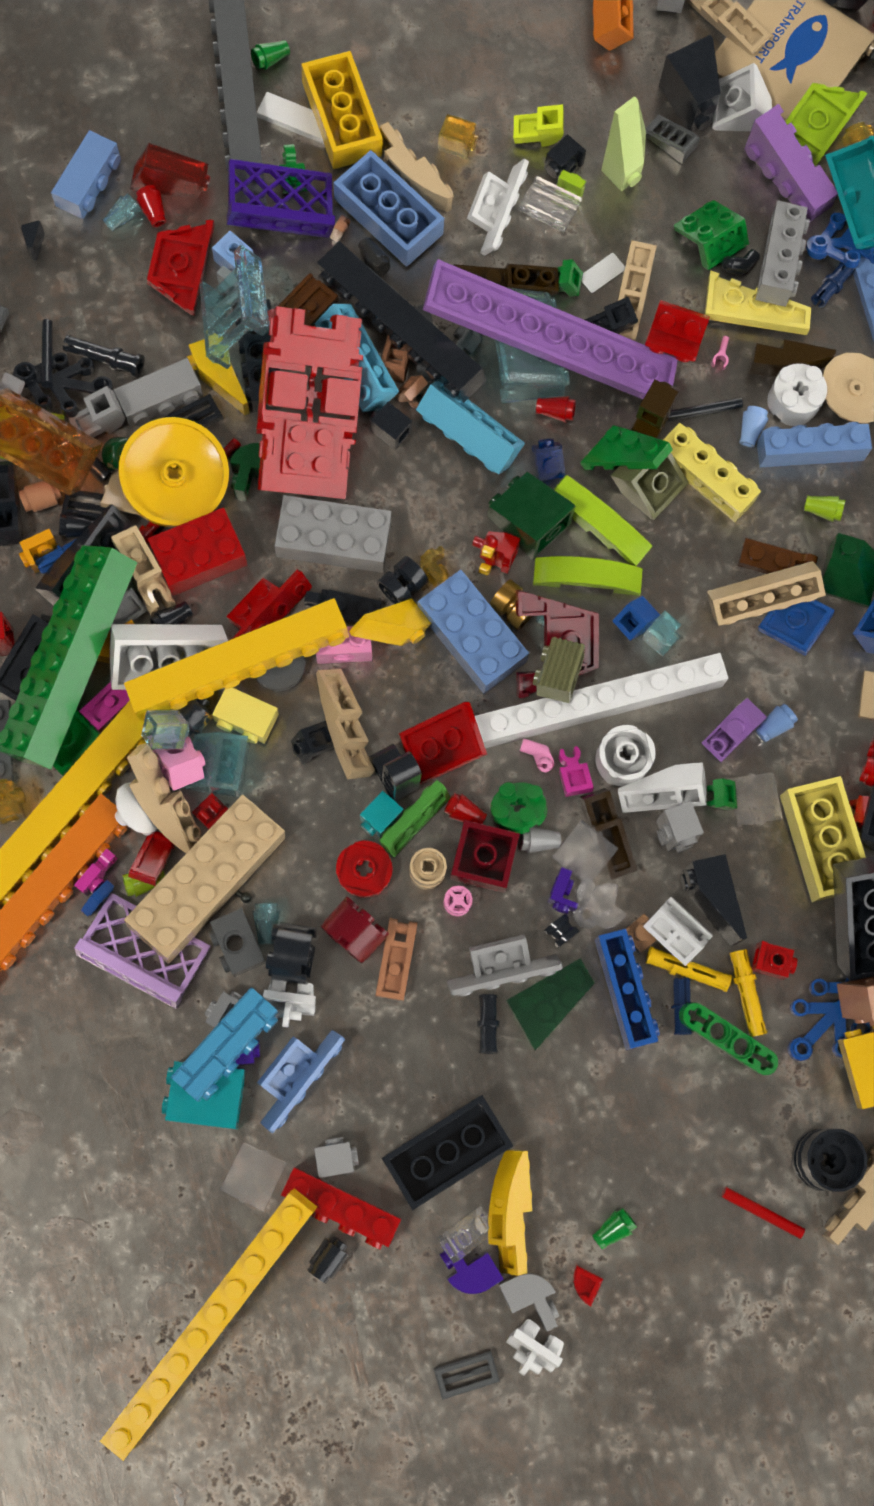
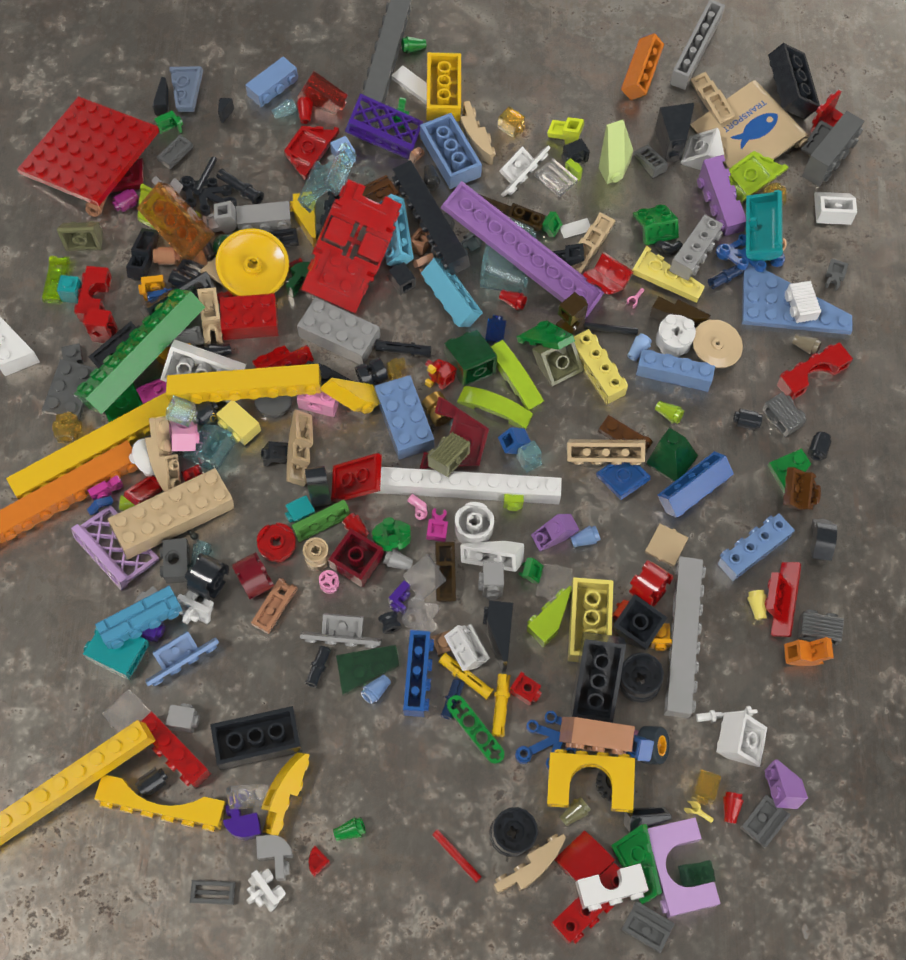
camera: 25 degrees right, 10 degrees down
(290, 1290) = (204, 811): none -> yellow arch
(443, 527) = (403, 348): none -> black pin
(576, 1029) = (375, 689): none -> medium blue cone
(664, 706) = (513, 502): none -> lime plate
(772, 856) = (547, 623): none -> lime slope

